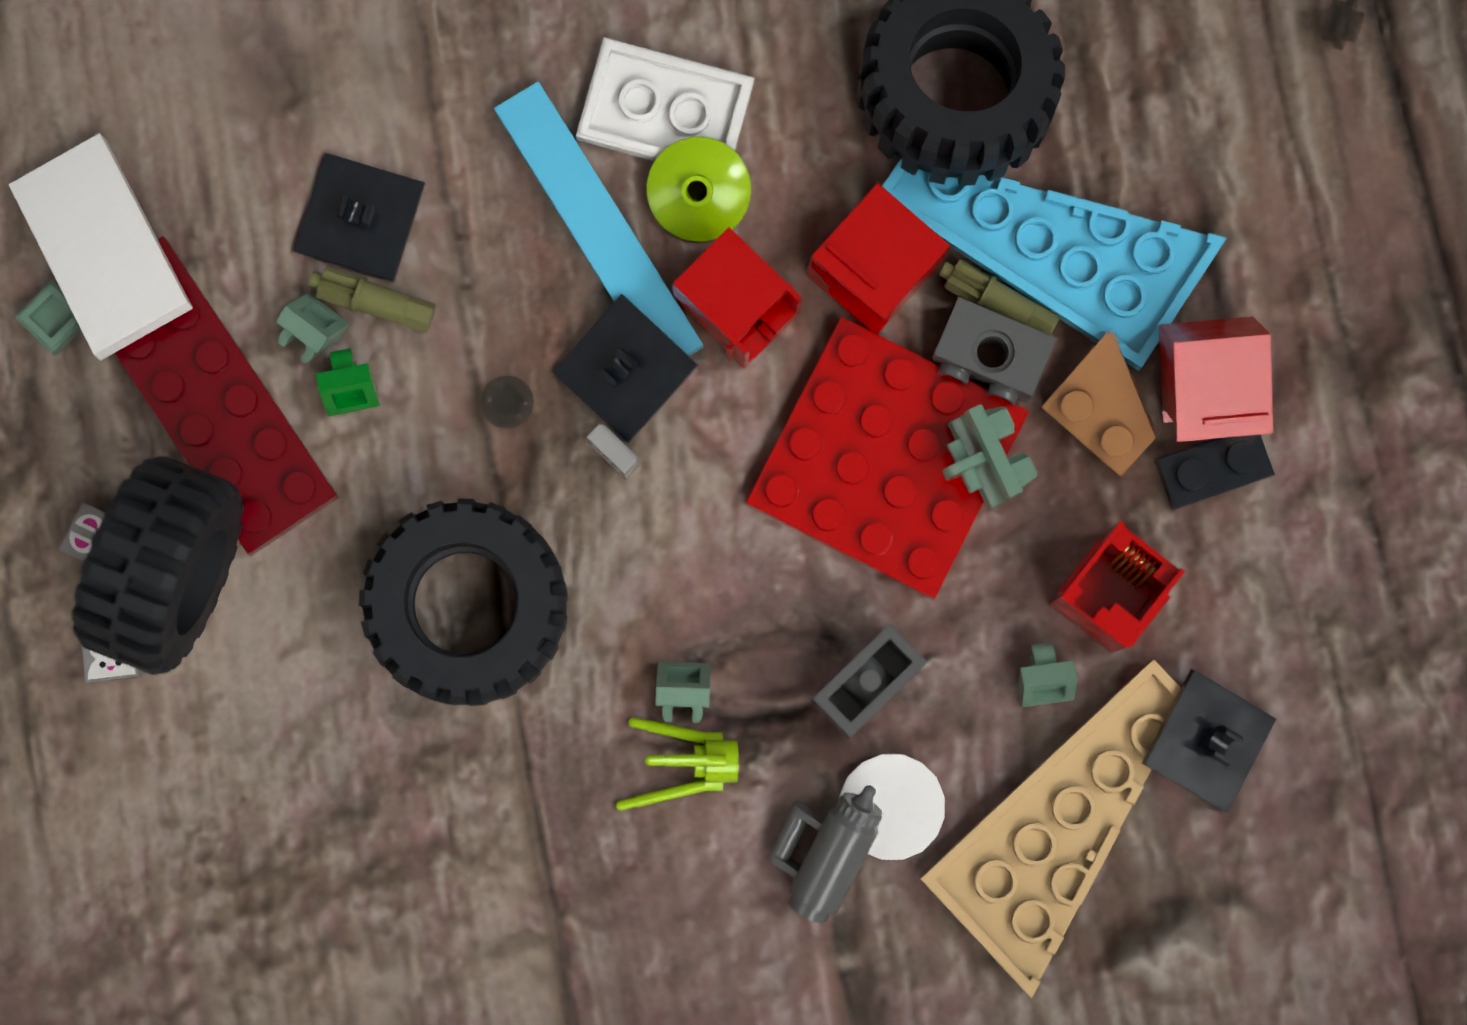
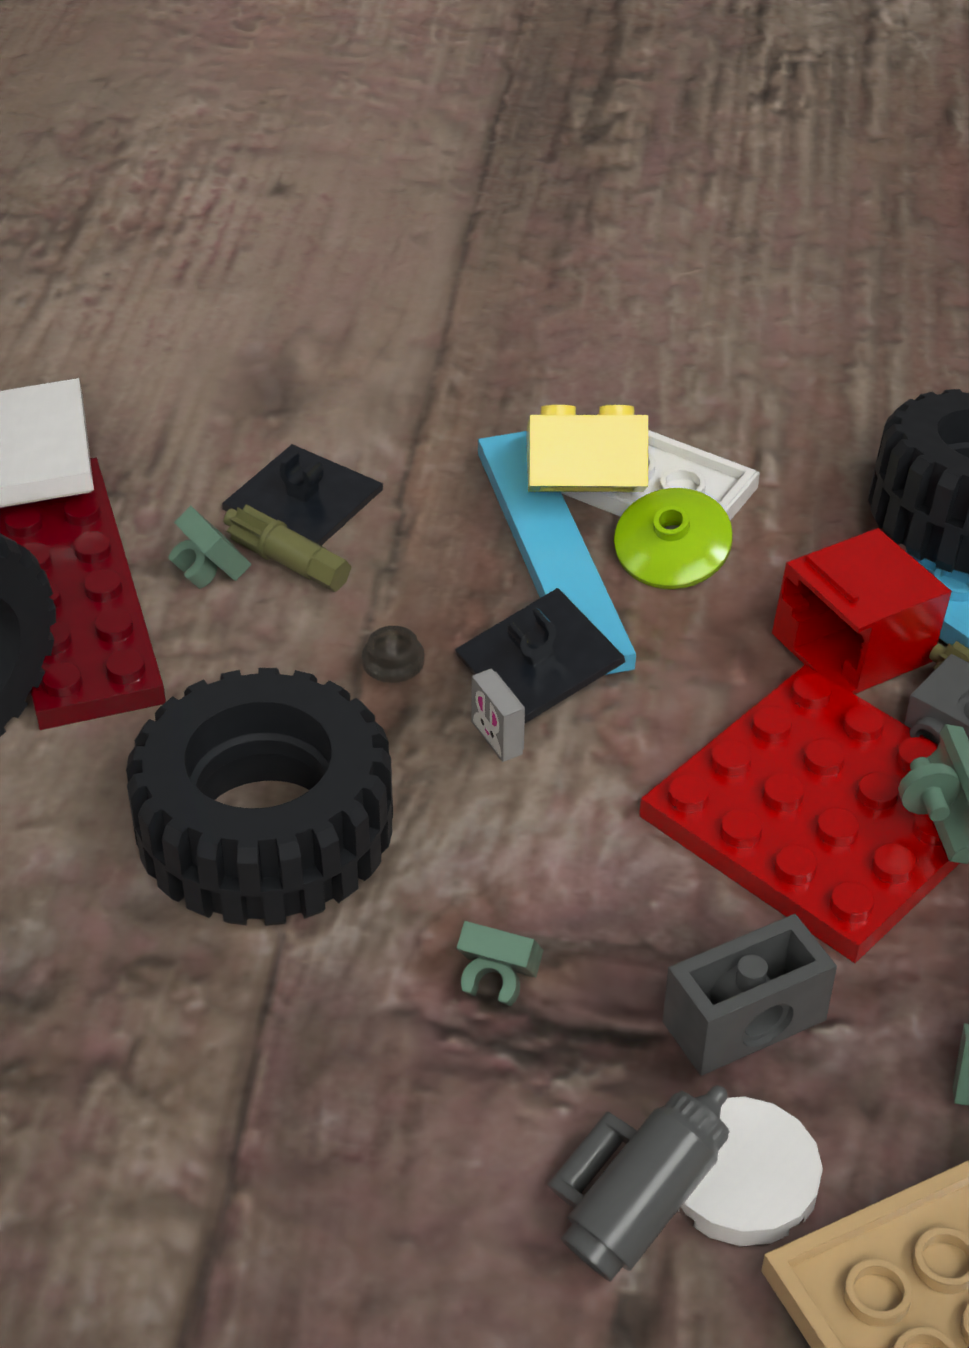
camera: 20 degrees right, 40 degrees down
(347, 385) = (222, 599): green tile -> none
(602, 127) = (587, 450): none -> light yellow slope
(714, 761) = (509, 1043): lime plant -> none
(736, 297) = (689, 605): red piece -> none

